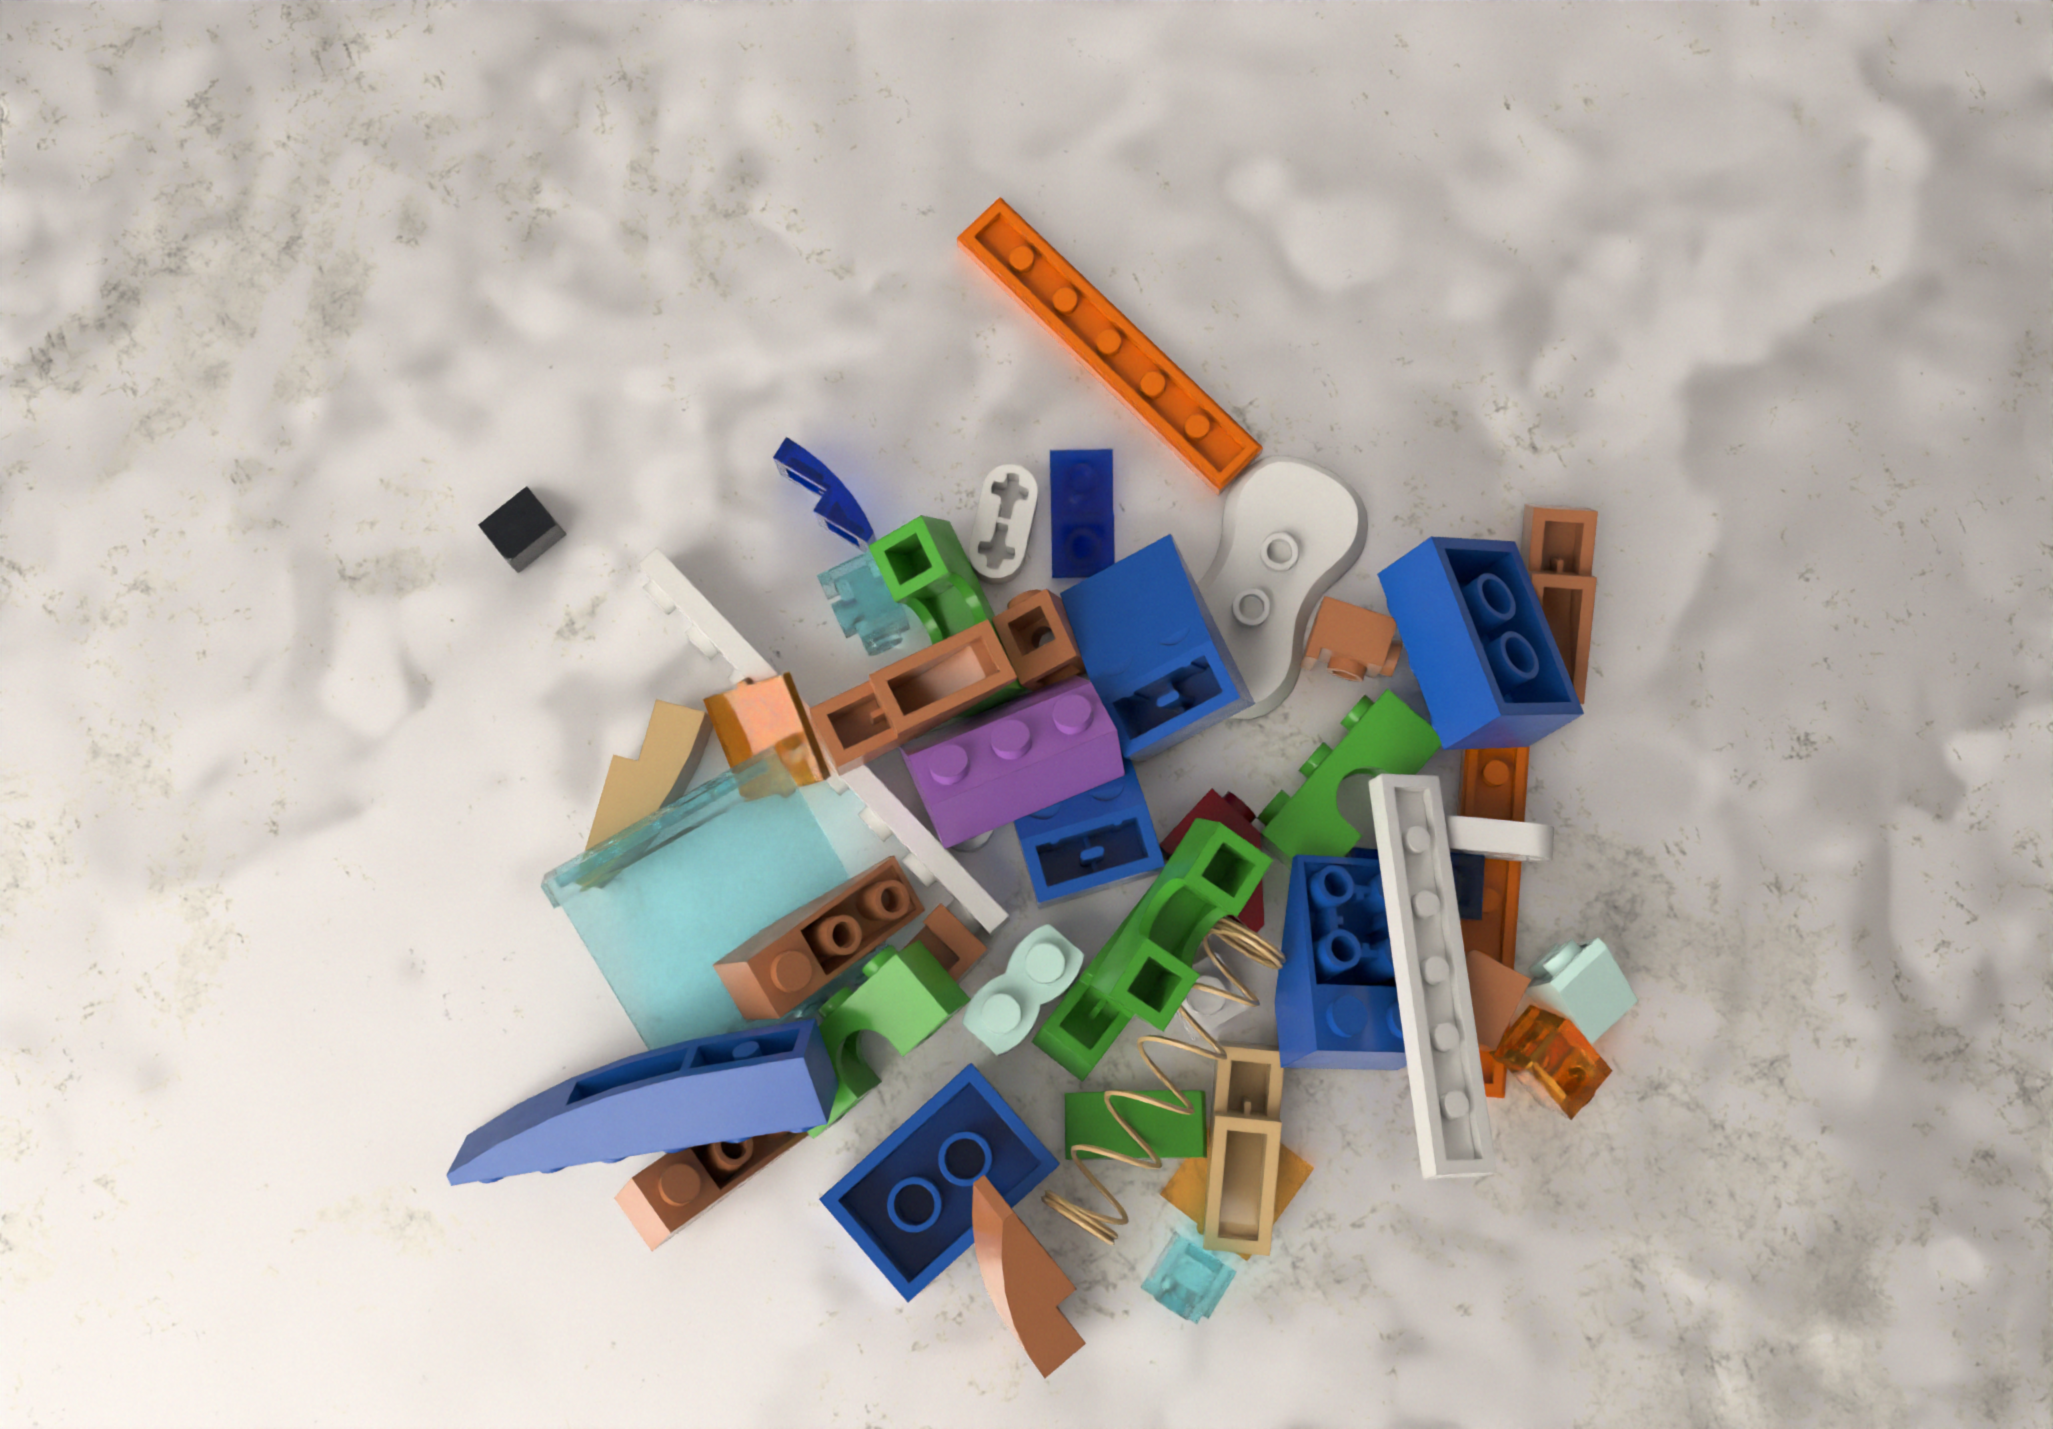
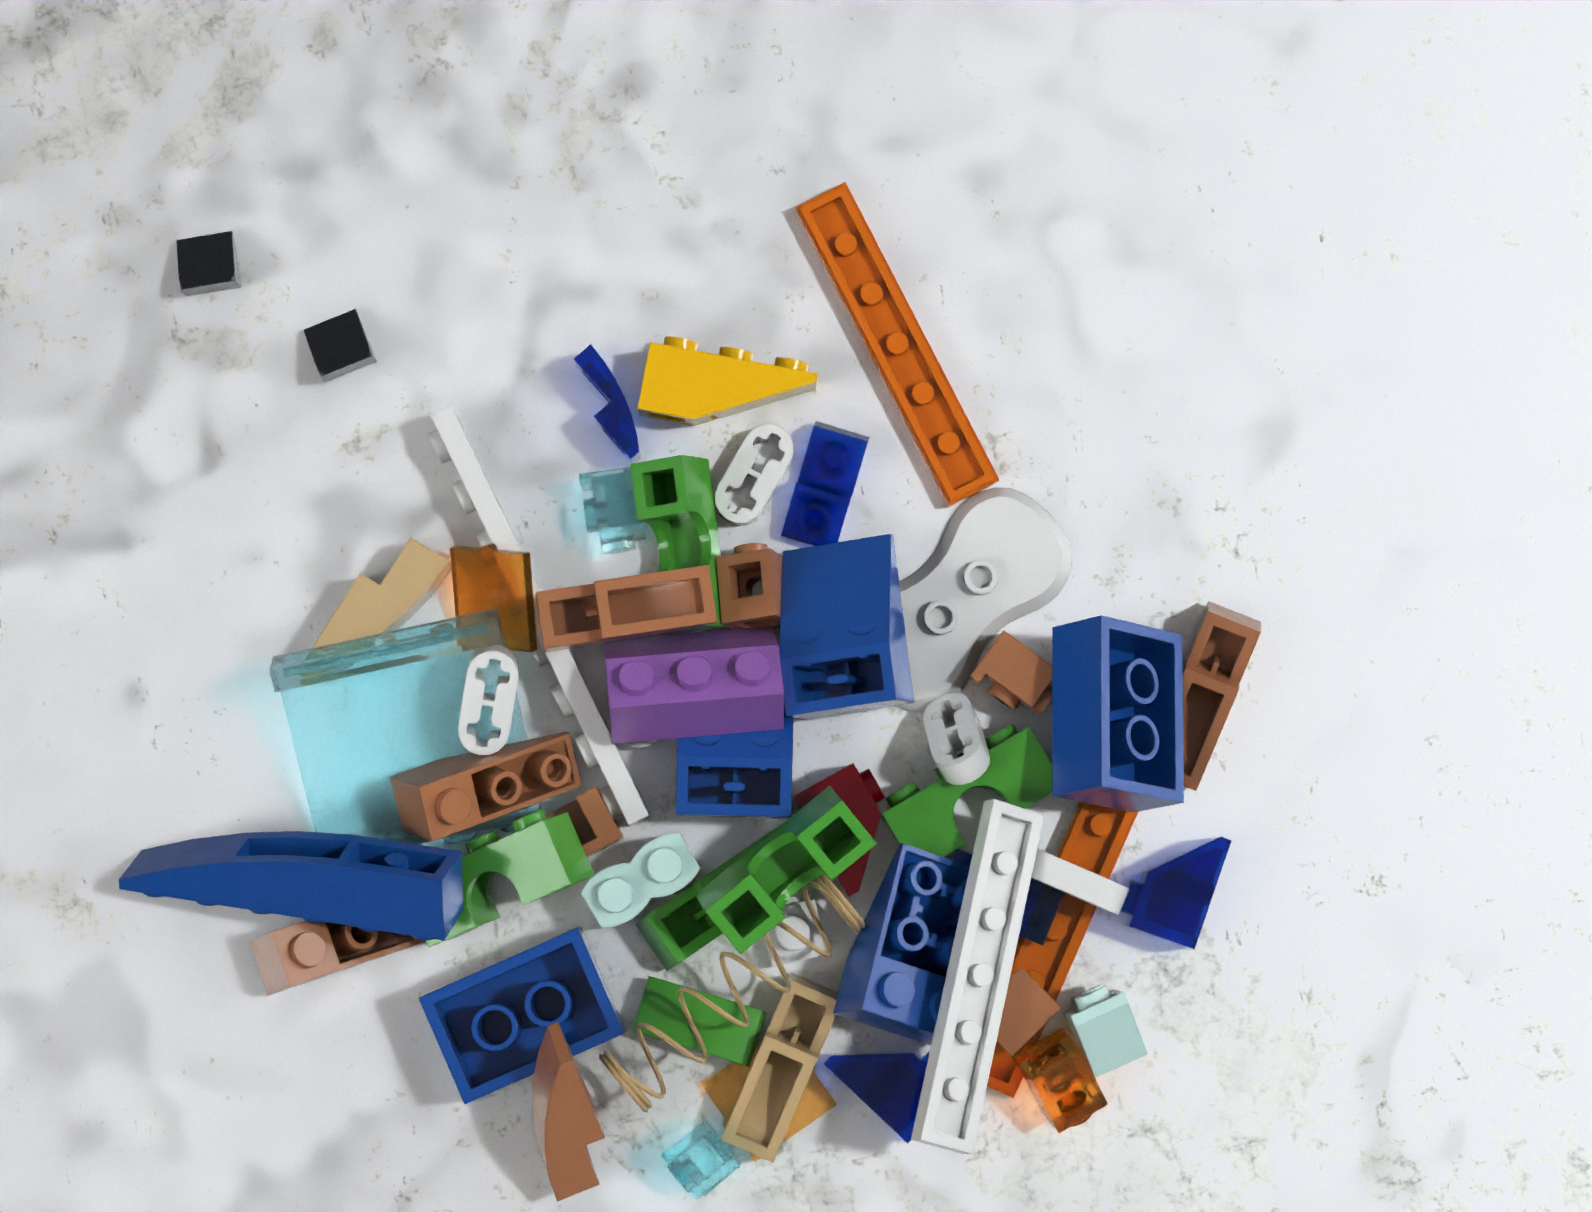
camera: 15 degrees right, 5 degrees up
(356, 489) = (207, 263): none -> black slope
(809, 843) = (501, 702): none -> white beam
(921, 447) = (705, 386): none -> yellow slope
(1318, 722) = (964, 736): none -> white beam
(1367, 1126) = (885, 1083): none -> clear blue slope
(1605, 819) = (1176, 894): none -> clear blue slope

